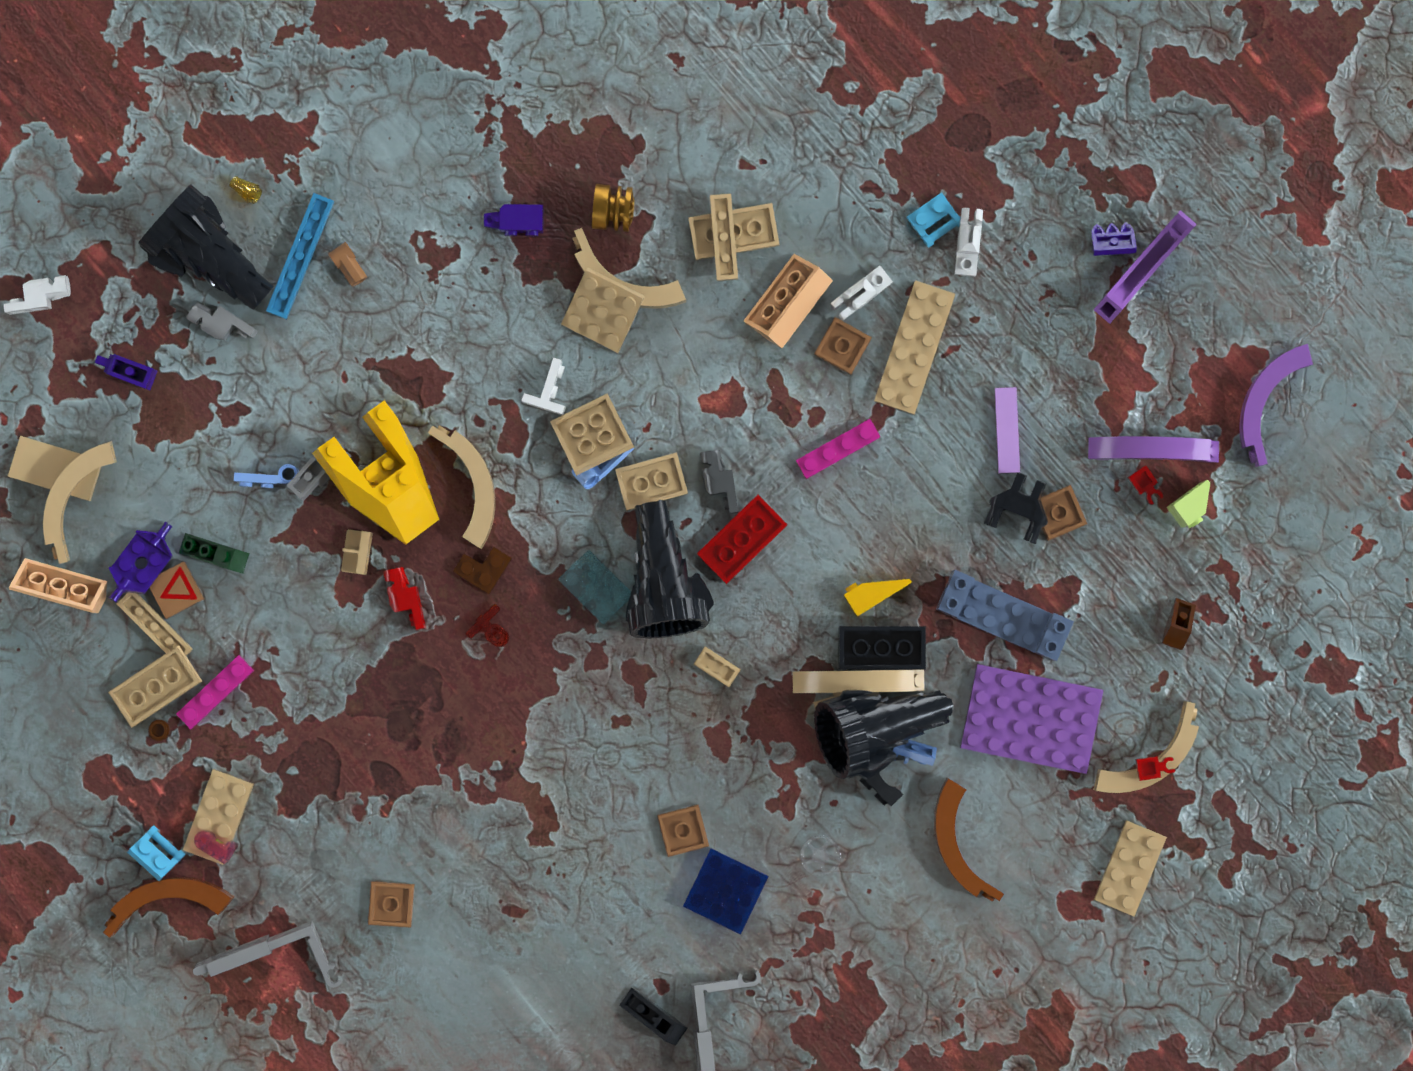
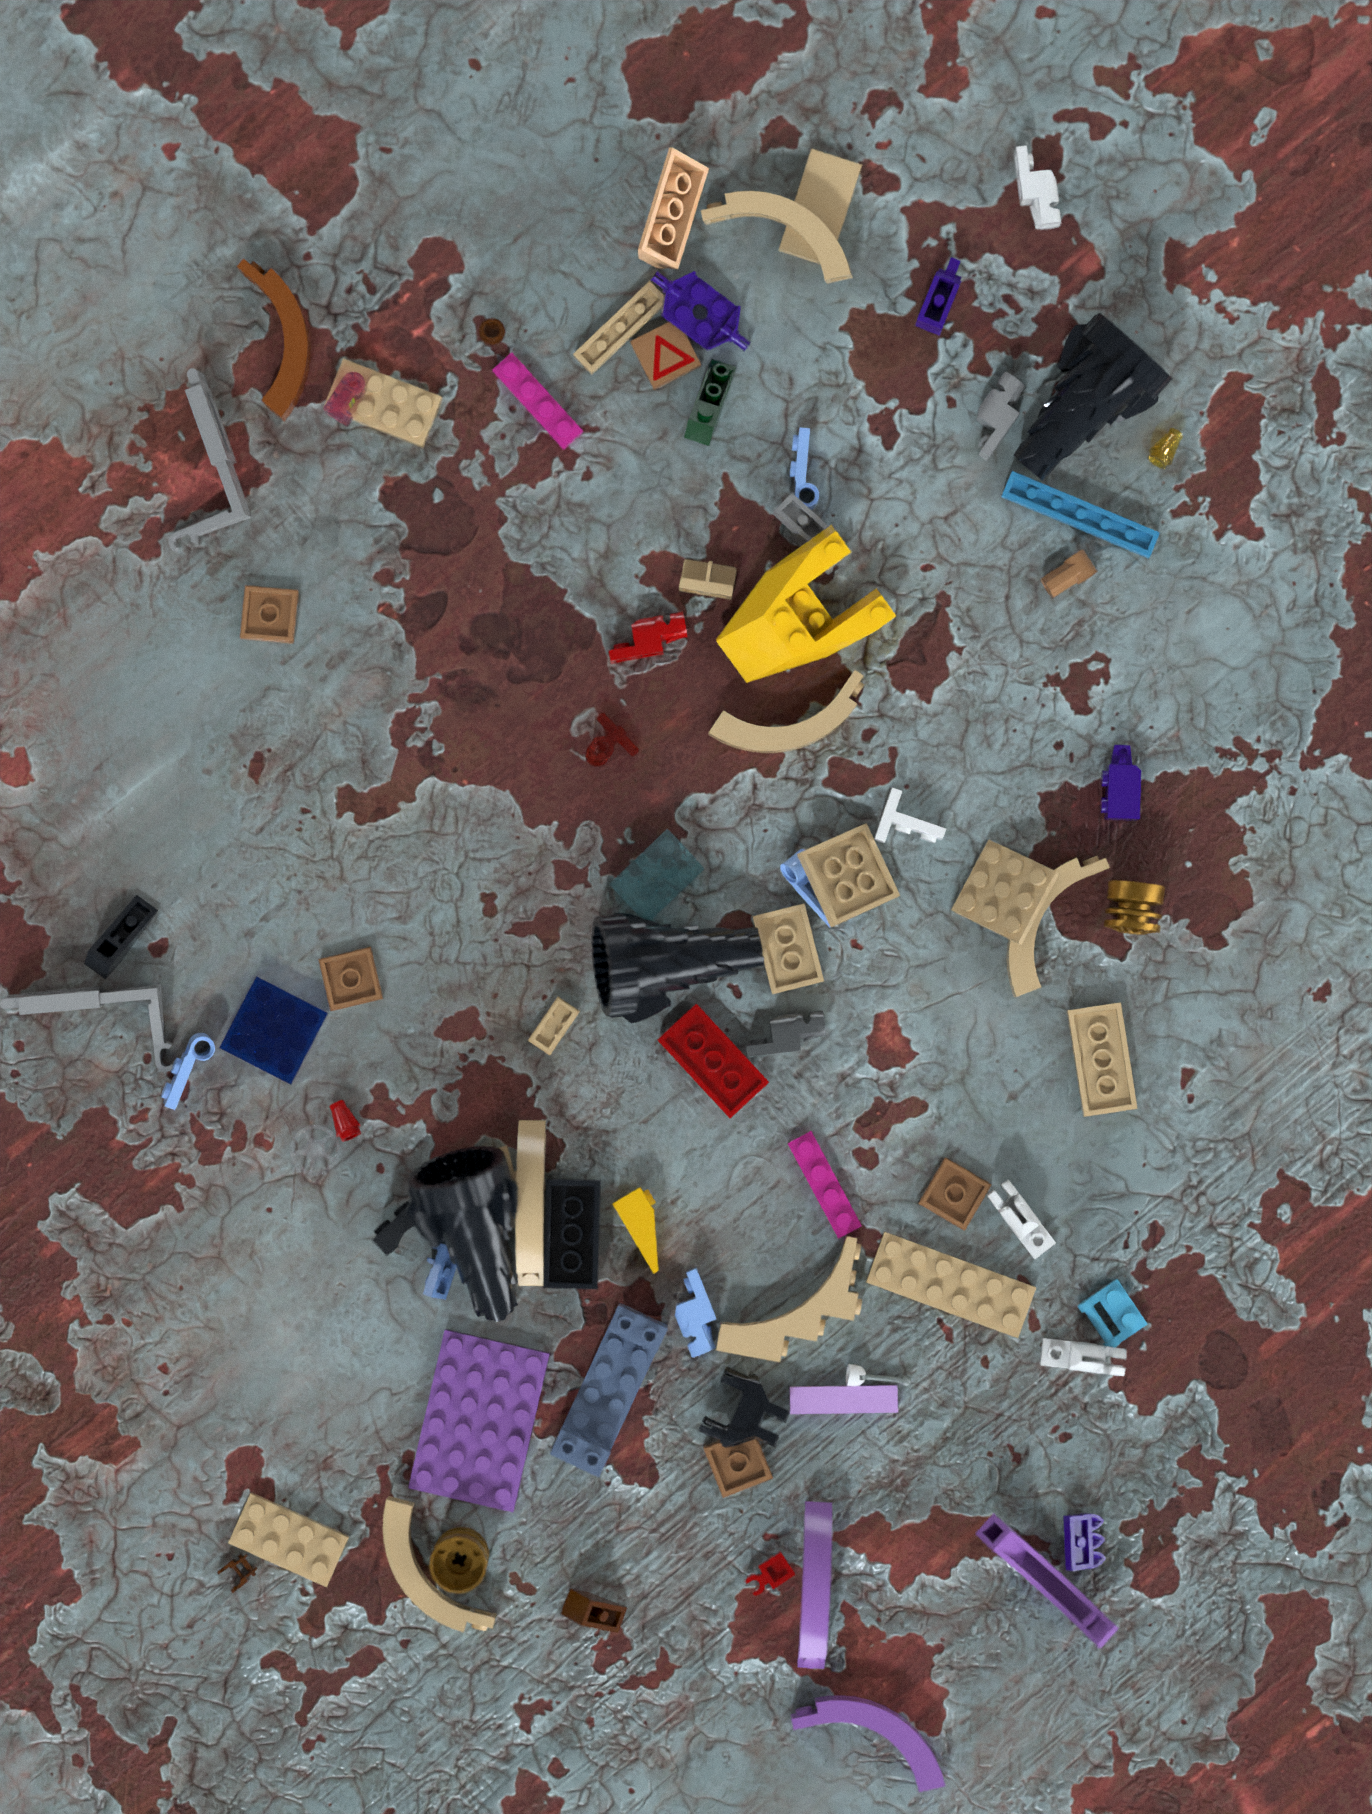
camera: 95 degrees right, 0 degrees up
(151, 857) = (333, 320): medium azure plate -> none
(155, 686) = (546, 327): tan tile -> none
(484, 575) = (675, 737): reddish brown plate -> none
(723, 237) = (1094, 1046): tan plate -> none
(758, 963) = (182, 1069): none -> light blue plate
(788, 300) = (1013, 1126): light nougat slope -> none
(798, 831) = (344, 1121): none -> red cone
(928, 440) = (832, 1299): none -> tan arch
(943, 549) = (695, 1314): none -> light blue plate
(944, 828) = (352, 1307): dark orange arch -> none
(988, 420) = (856, 1376): none -> hinge
(1150, 767) = (412, 1570): red plate -> none
(1150, 912) = (232, 1564): none -> reddish brown piece
(1153, 734) = (453, 1573): none -> pearl gold wheel
(1191, 506) = (742, 1631): yellowish green slope -> none

